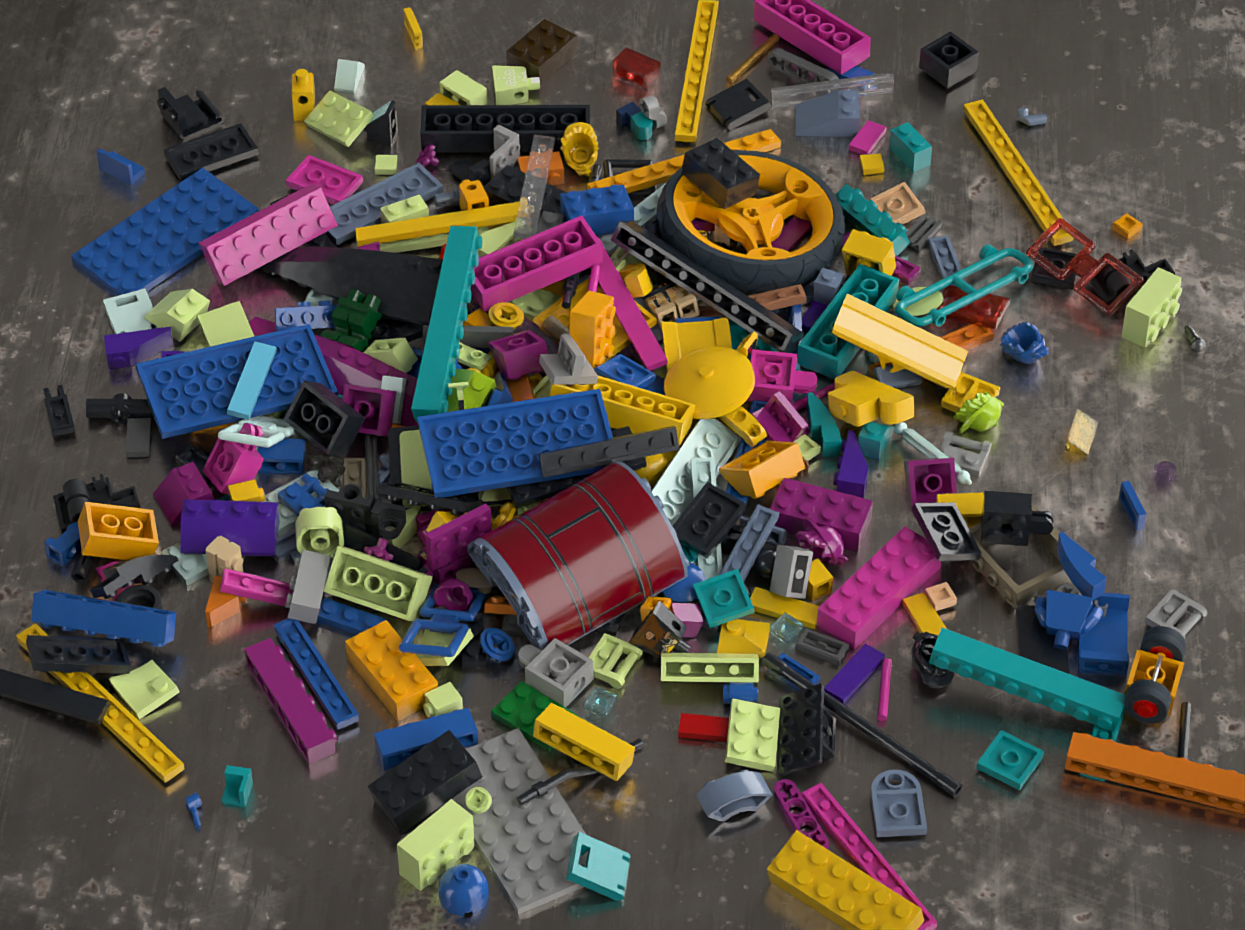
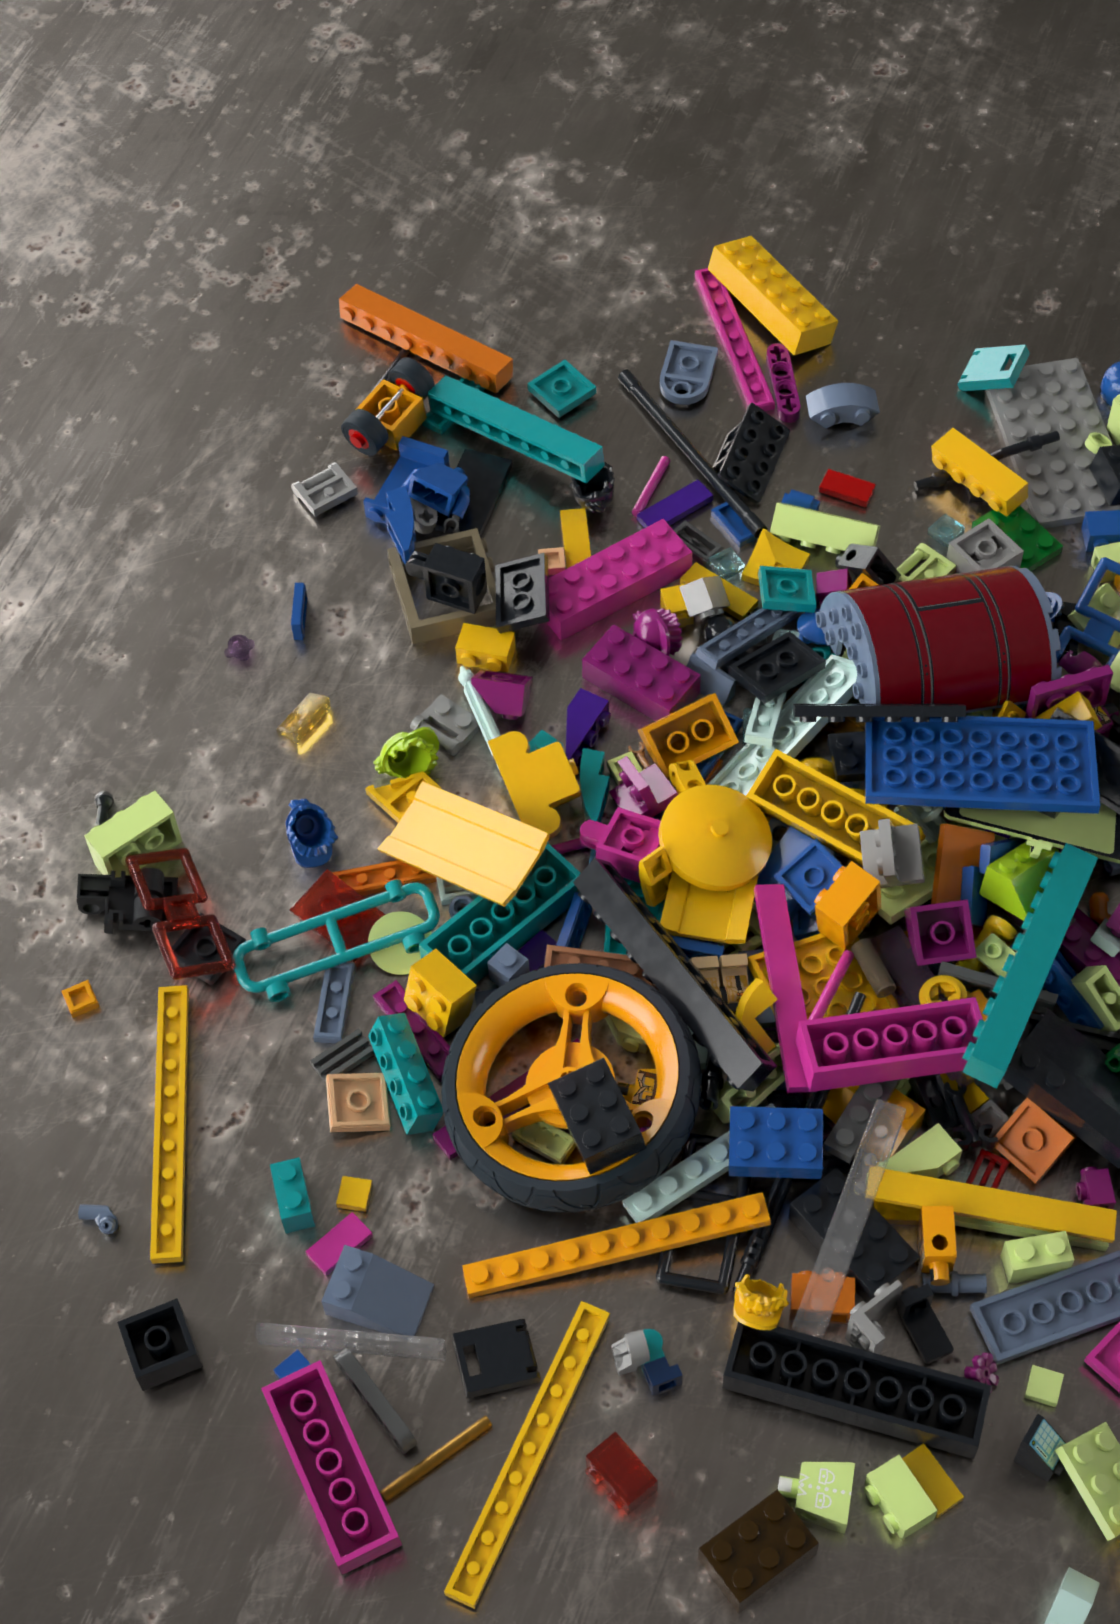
camera: 160 degrees left, 10 degrees up
(752, 735) = (802, 463): yellowish green plate -> none

